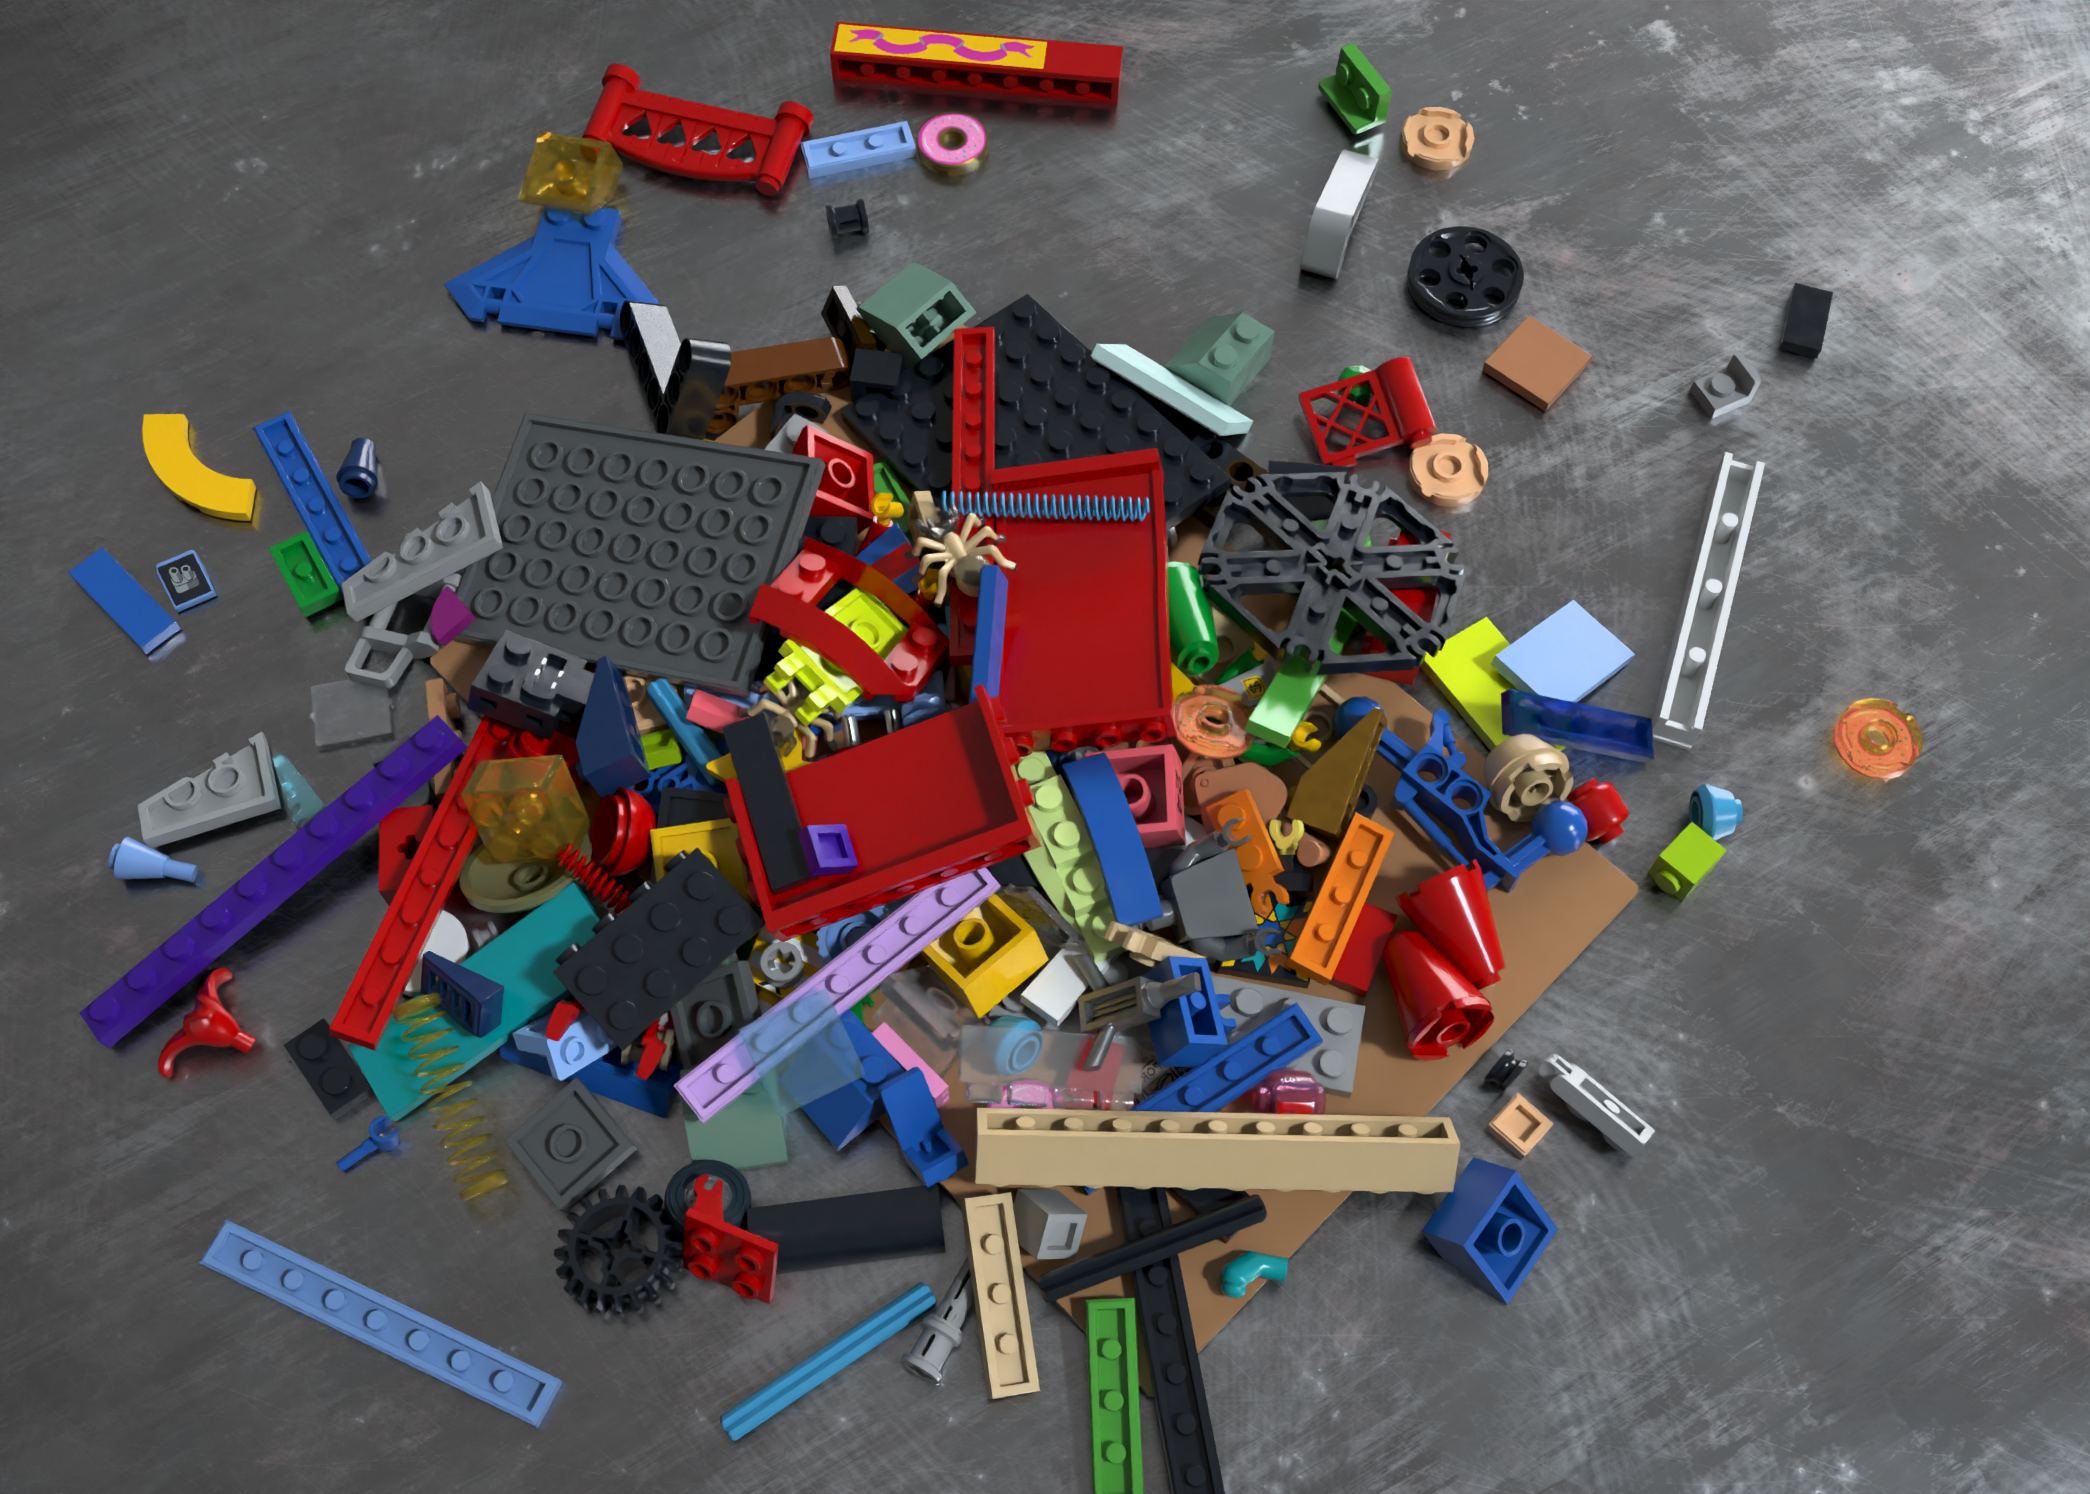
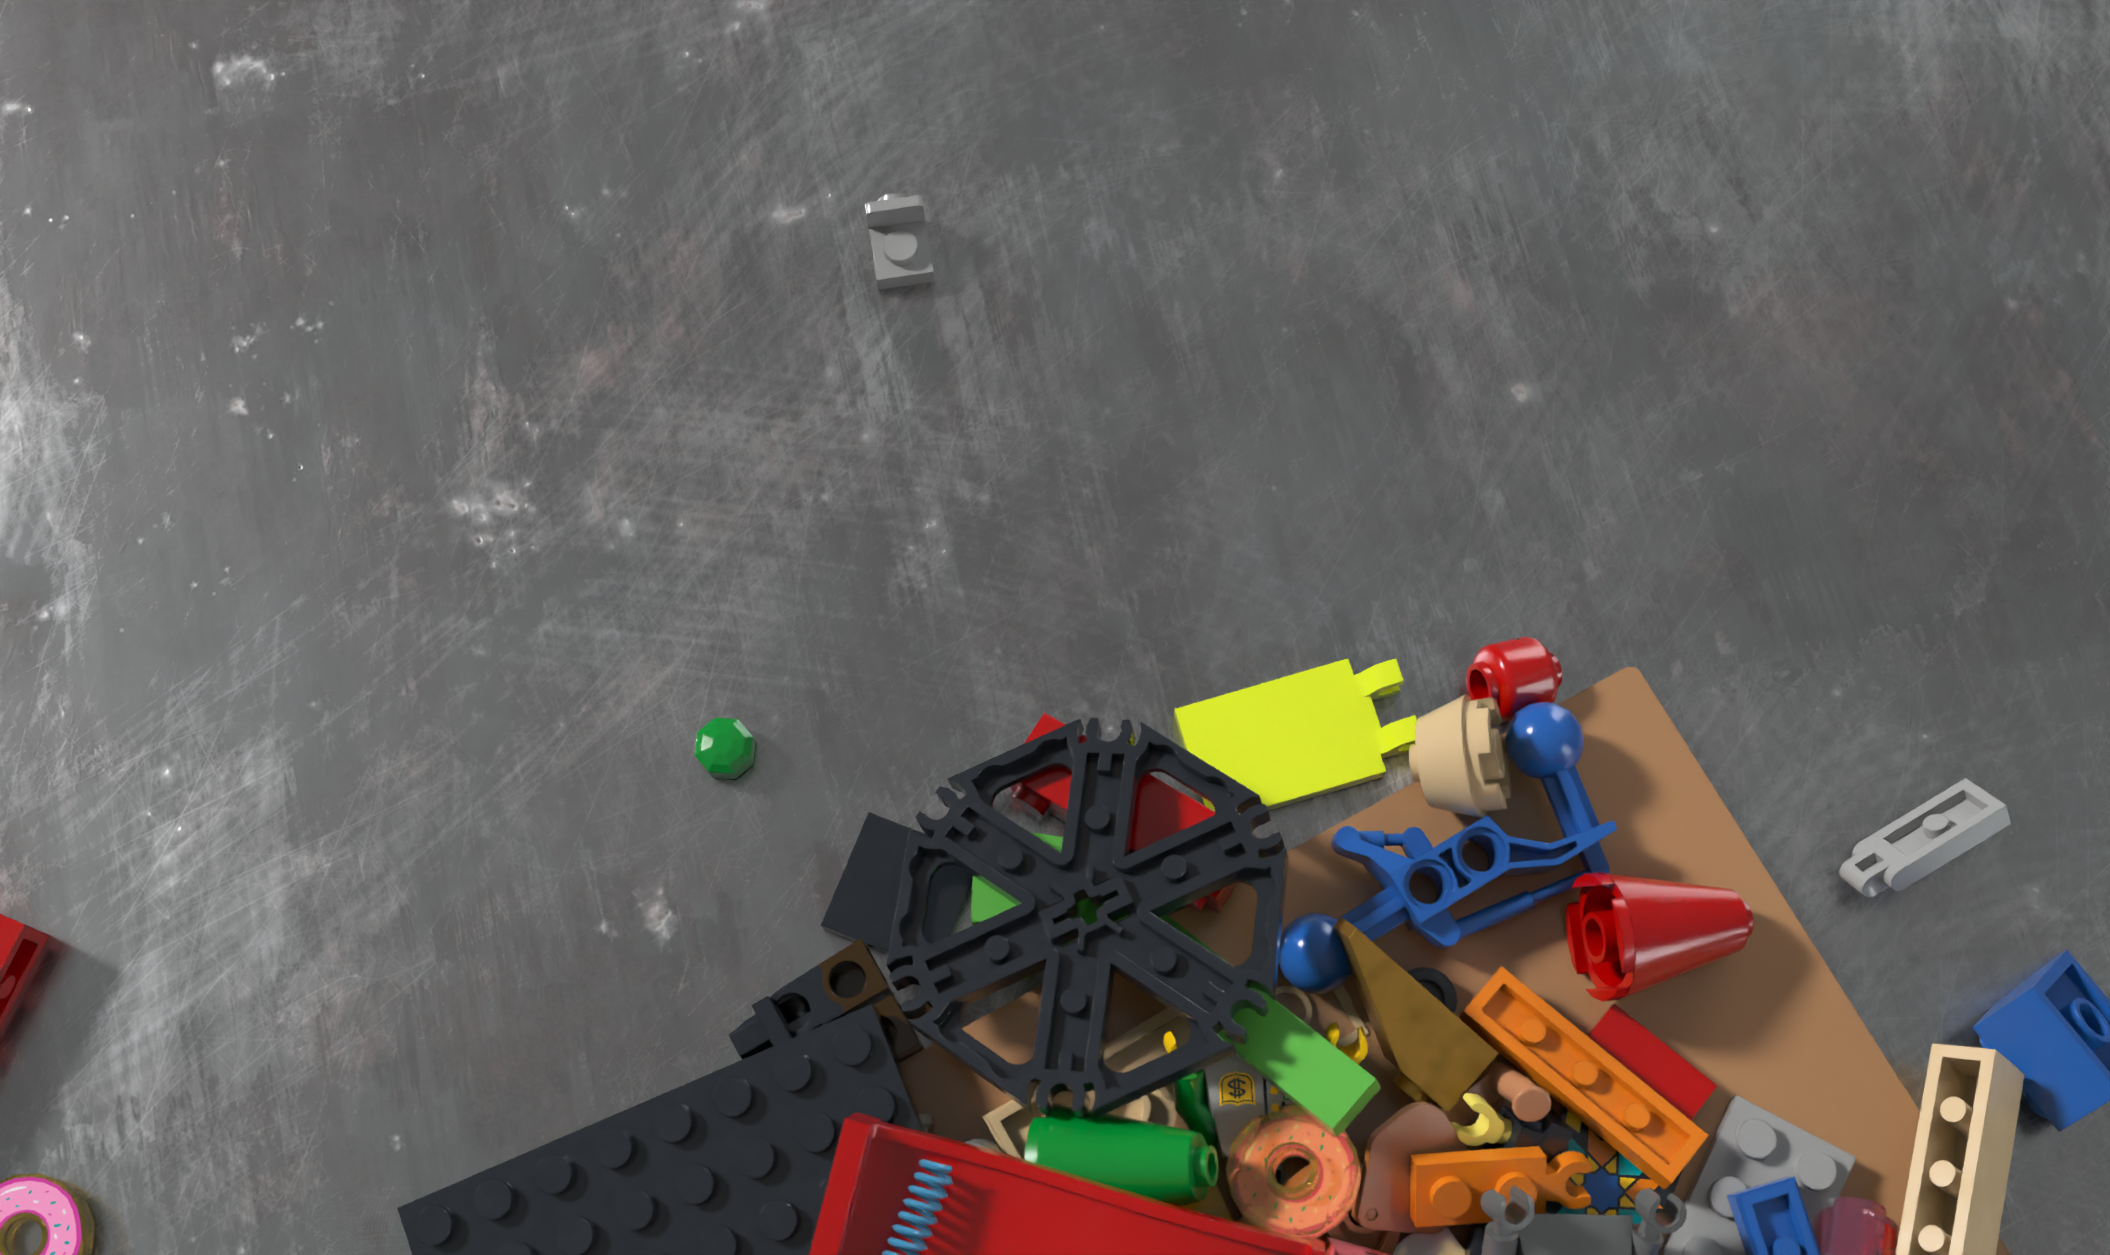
camera: 70 degrees left, 10 degrees up
(1171, 389) = (658, 1036): light aqua tile -> none
(1224, 355) = (609, 938): sand green slope -> none
(1337, 213) = (411, 663): light grey beam -> none
(1357, 91) = (189, 558): bright green bracket -> none
(1400, 409) = (792, 702): red piece -> none
(1433, 998) = (1750, 1004): red cone -> none
(1436, 139) = (314, 467): light nougat tile -> none
(1448, 470) = (911, 671): light nougat tile -> none
(1474, 266) = (571, 499): black wedge -> none
(1506, 1070) = (1853, 937): black bush -> none
(1519, 1126) = (1923, 946): light nougat tile -> none
(1537, 363) = (771, 478): nougat tile -> none
(1563, 656) = (1275, 633): light blue tile -> none
(1577, 725) = (1396, 659): clear blue tile -> none
(1686, 862) = (1615, 592): lime brick -> none
(1706, 603) = (1233, 406): white tile -> none
(1715, 811) = (1554, 529): dark azure cone -> none
(1806, 320) = (821, 92): black tile -> none
(1866, 756) = (1479, 309): tile -> none

